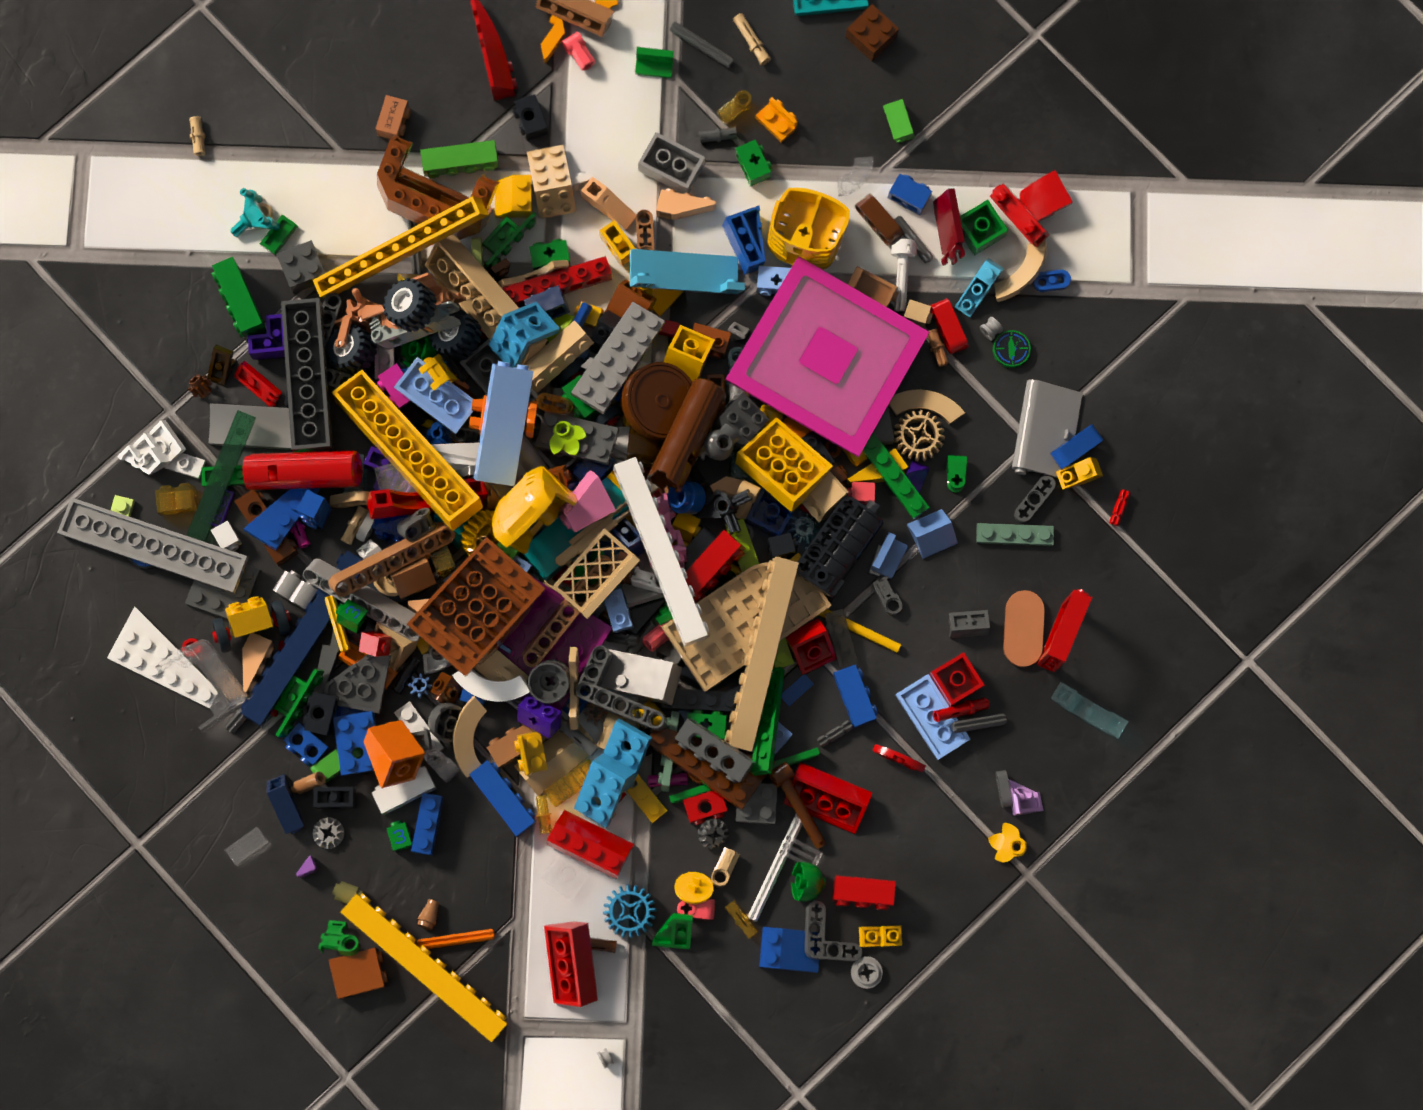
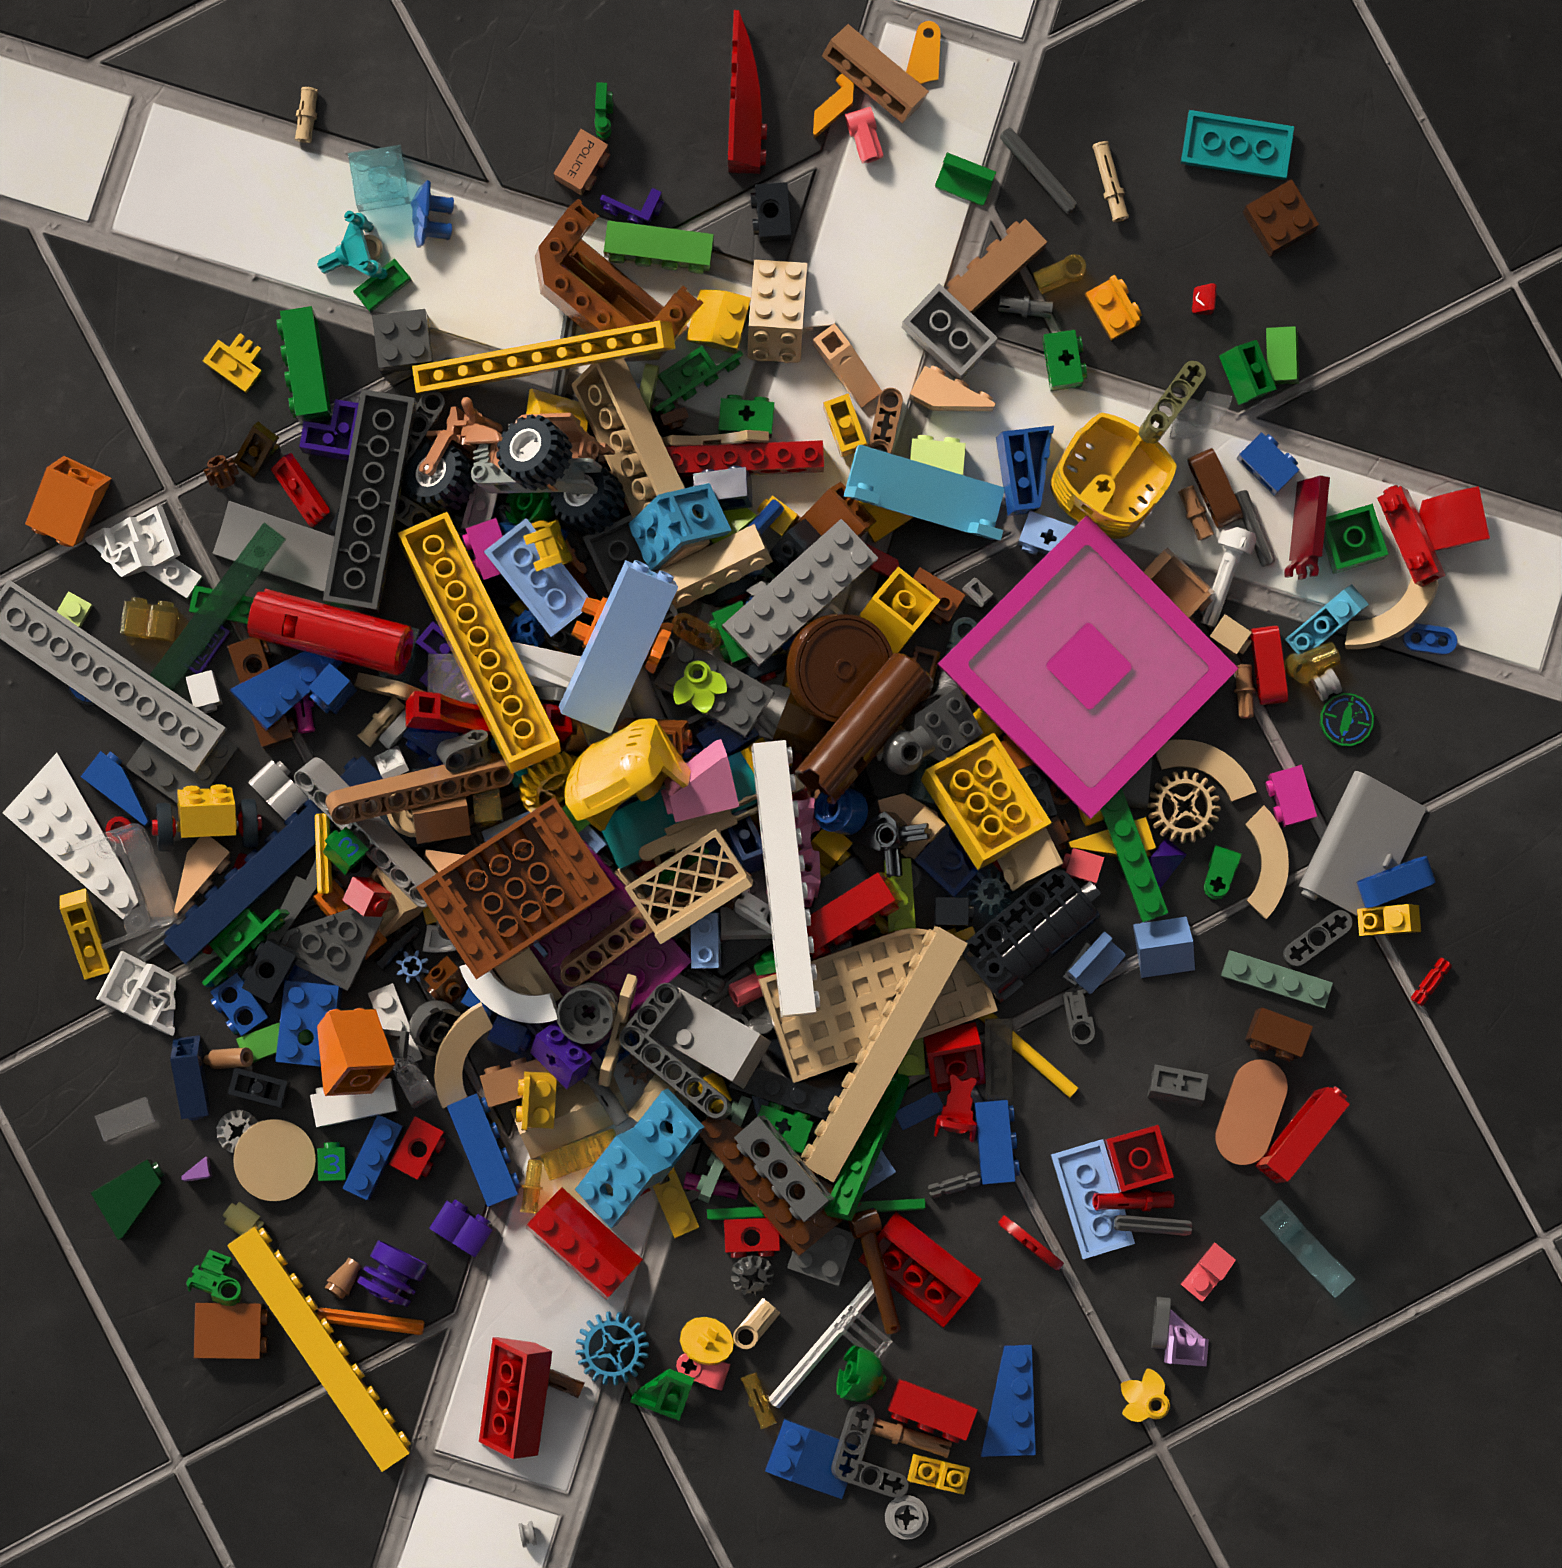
camera: 15 degrees right, 5 degrees up
(98, 434) = (67, 501): none -> orange slope
(178, 615) = (114, 782): none -> blue slope
(185, 725) = (84, 933): none -> yellow slope
(191, 311) = (235, 362): none -> yellow hinge
(235, 755) = (141, 992): none -> white slope
(258, 164) = (379, 178): none -> clear light blue brick
(262, 898) = (128, 1196): none -> dark green slope
(291, 175) = (421, 205): none -> blue connector
(358, 845) = (274, 1160): none -> tan tile
(398, 79) = (603, 107): none -> green plate
(447, 136) = (652, 207): none -> dark purple bracket
(454, 798) = (418, 1132): none -> red brick
(462, 900) = (392, 1273): none -> dark purple wheel
(500, 713) = (509, 1035): none -> clear blue brick
(502, 856) = (462, 1228): none -> dark purple brick
(687, 244) = (940, 454): none -> yellowish green brick
(692, 112) = (998, 266): none -> medium nougat brick
(823, 684) = (957, 1113): none -> red hair
(827, 192) = (1147, 431): none -> olive beam
(836, 99) = (1204, 299): none -> red slope
(854, 916) = (910, 1437): none -> medium nougat pin
(870, 239) = (1196, 513): none -> medium nougat pin
(879, 137) = (1247, 372): none -> green brick
(919, 879) = (1011, 1417): none -> blue wing
(978, 316) = (1312, 662): none -> clear yellow piece
(989, 409) = (1291, 796): none -> dark pink brick
(990, 457) = (1273, 862): none -> tan tile
(1026, 745) = (1208, 1272): none -> coral slope
(1027, 569) = (1278, 1034): none -> reddish brown brick

